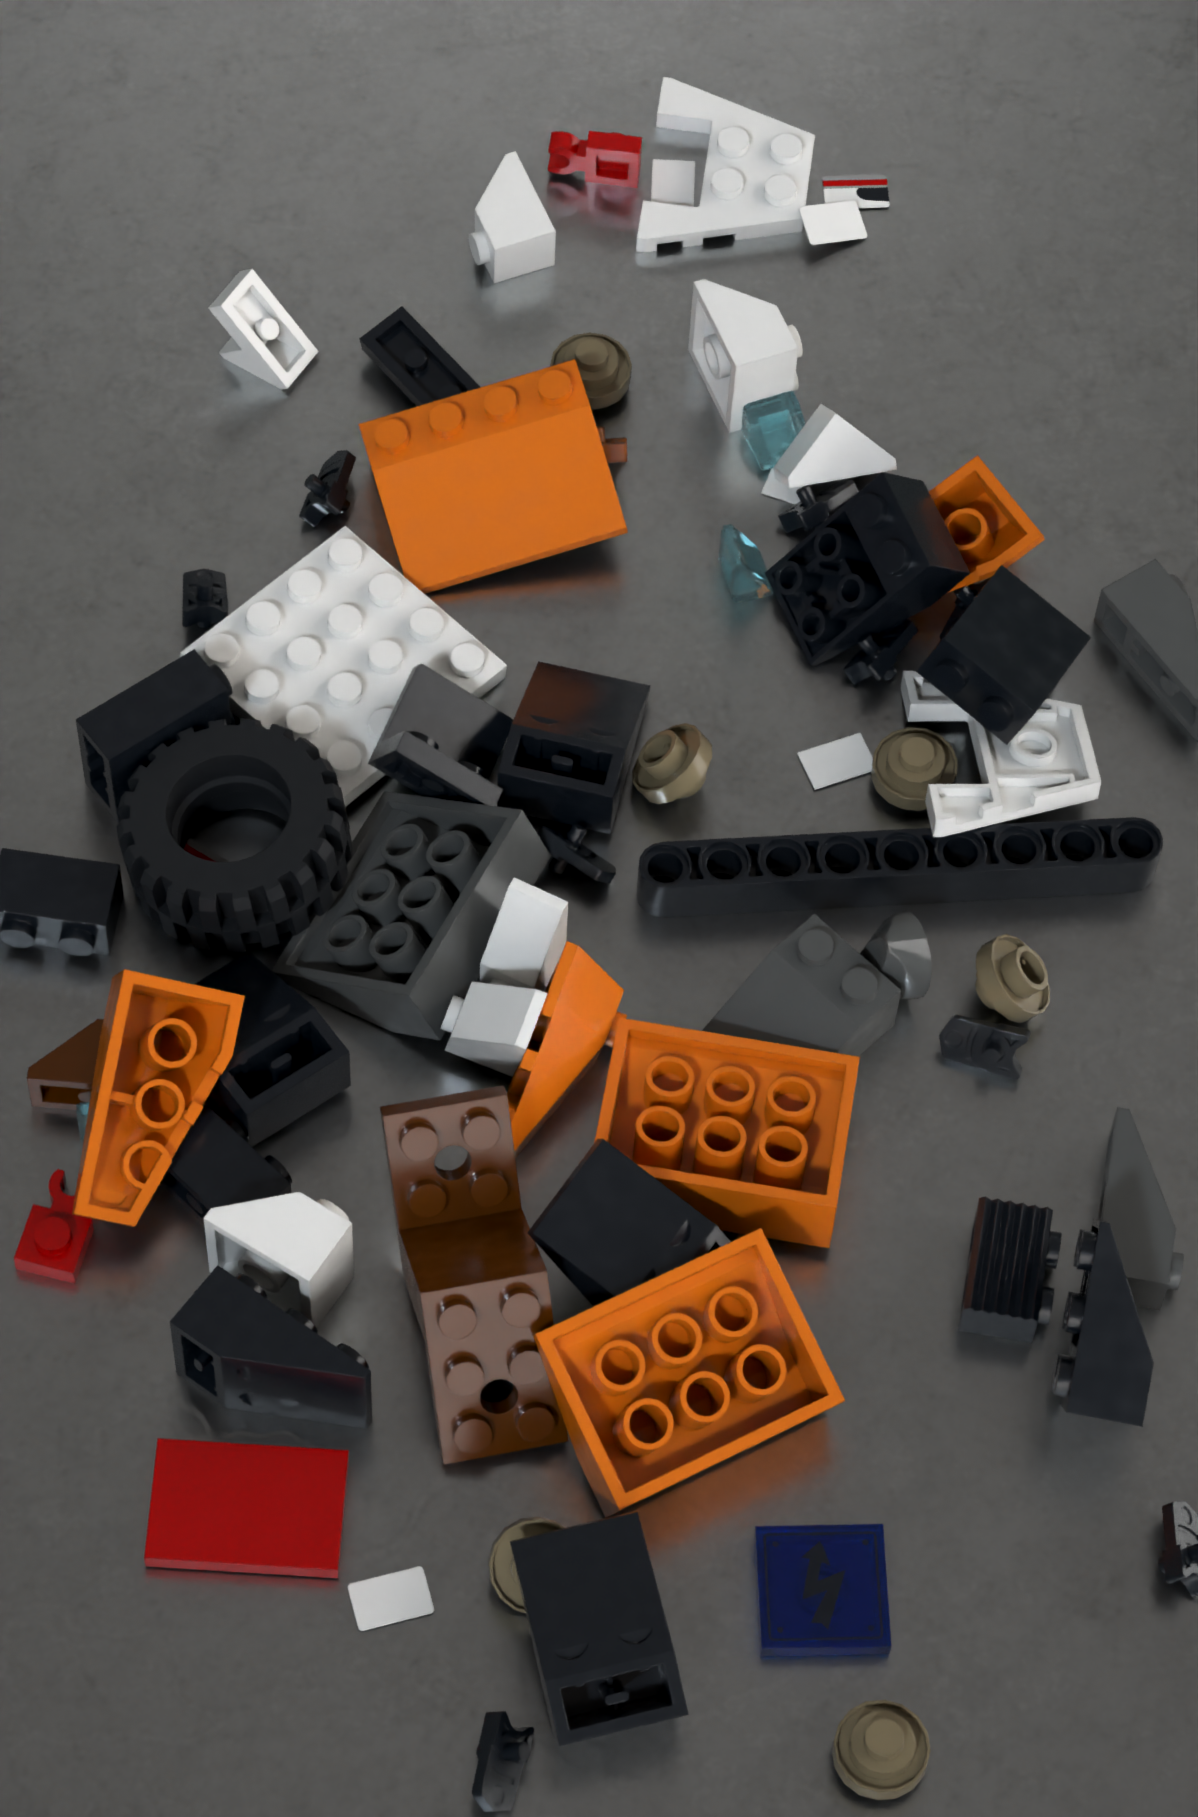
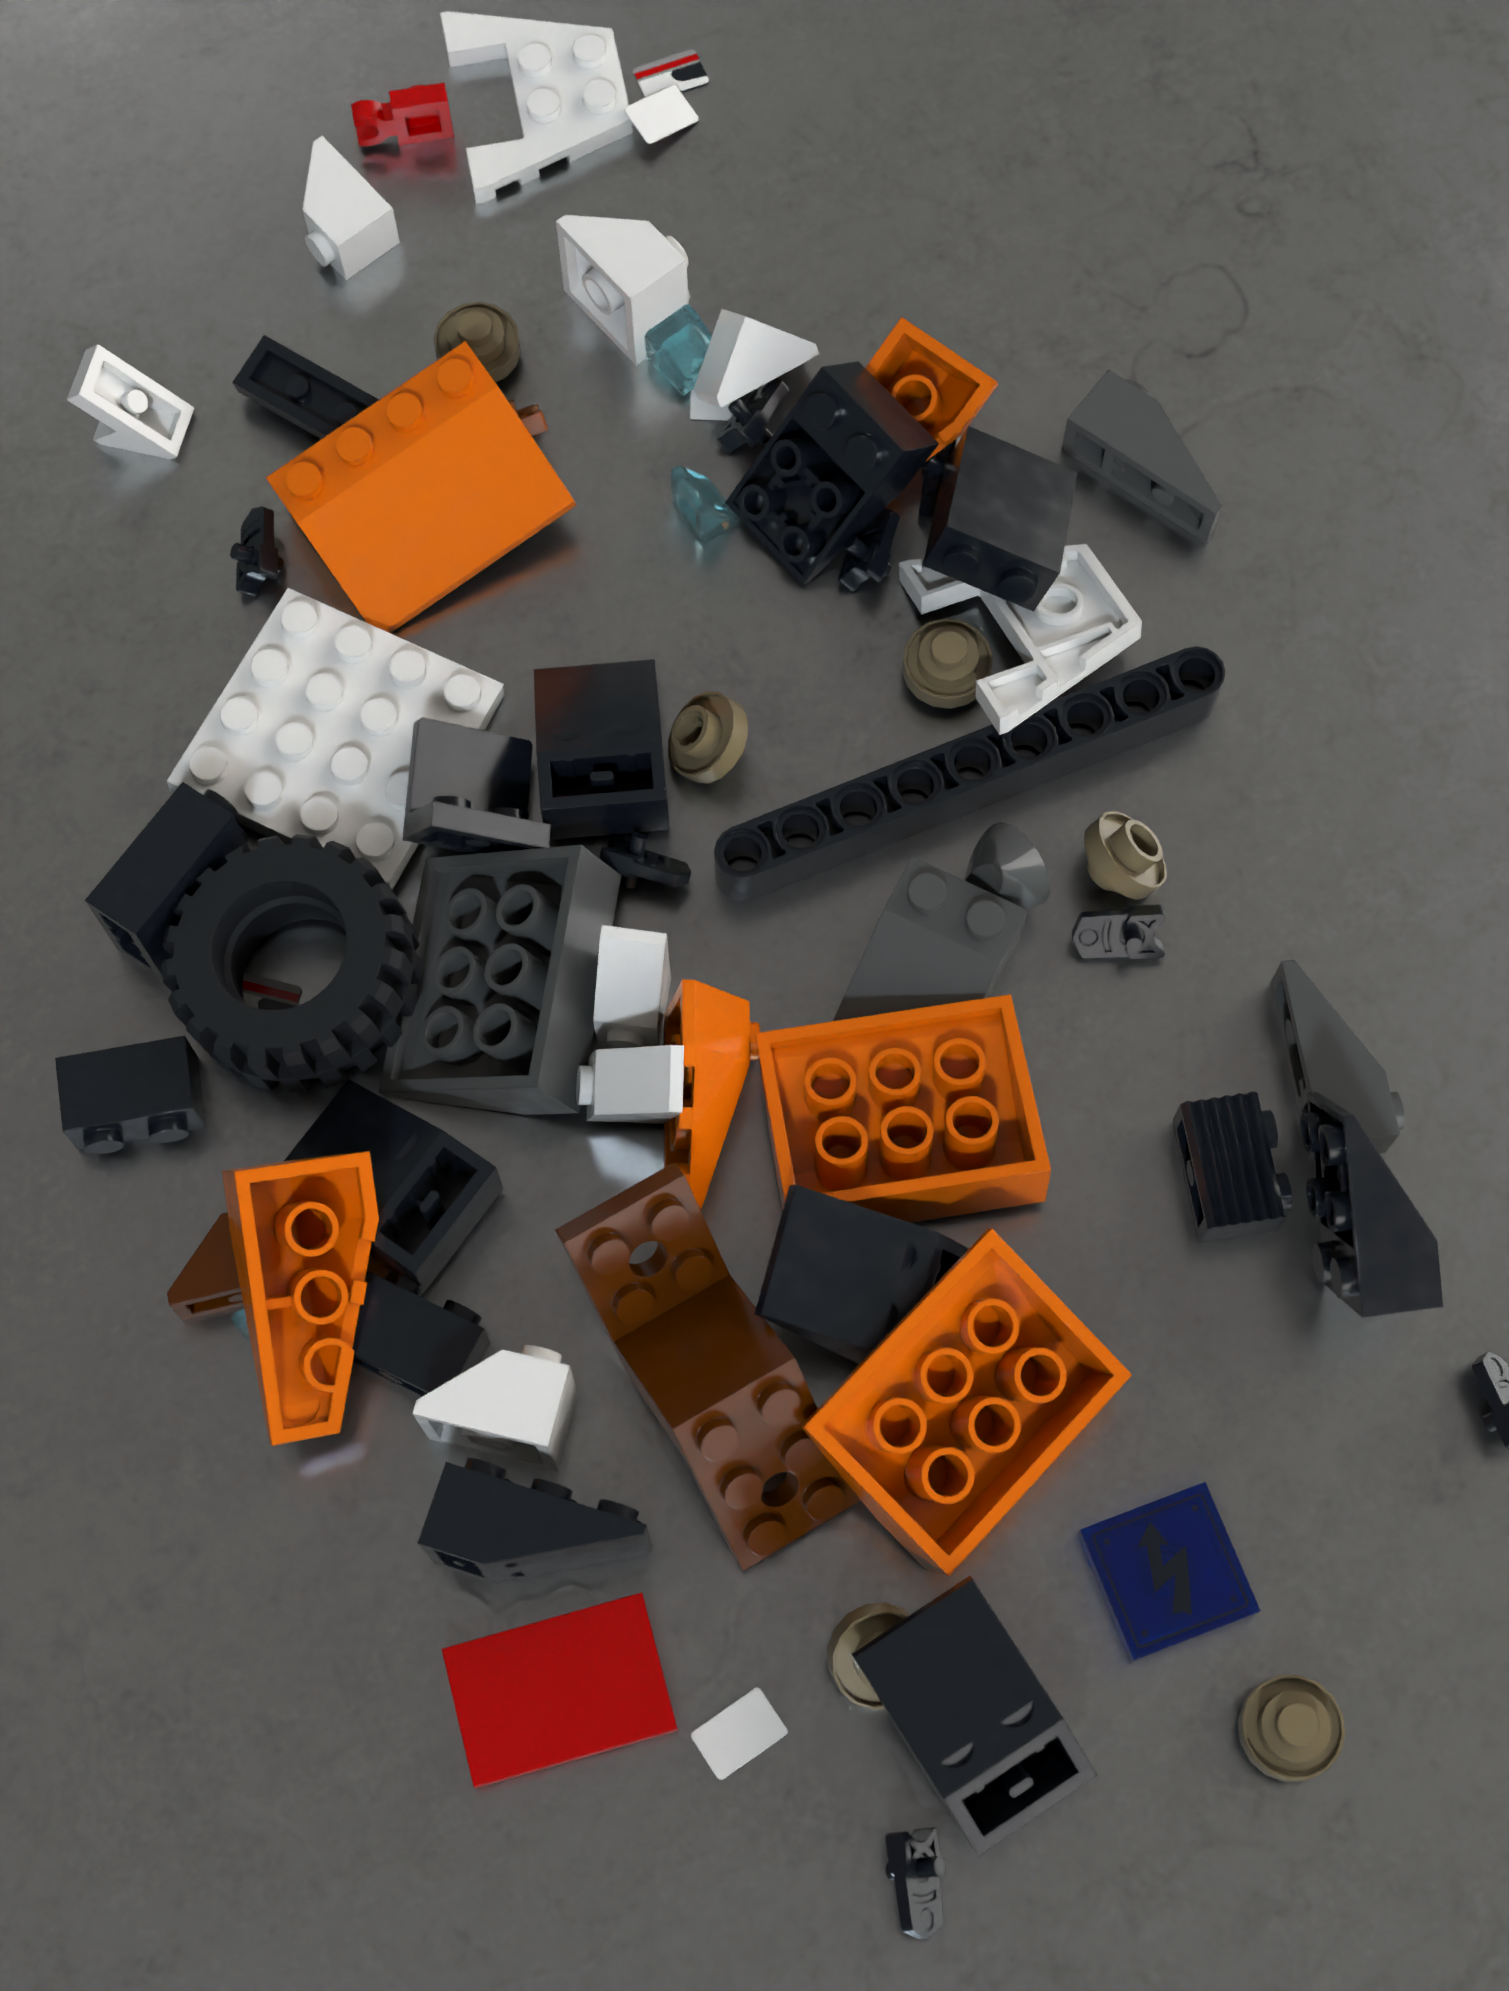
camera: 15 degrees left, 10 degrees up
(53, 1237) = (250, 1465): red plate -> none
(204, 598) = (170, 710): black piece -> none
(673, 182) = (487, 119): white sticker -> none
(836, 761) = (865, 677): white sticker -> none

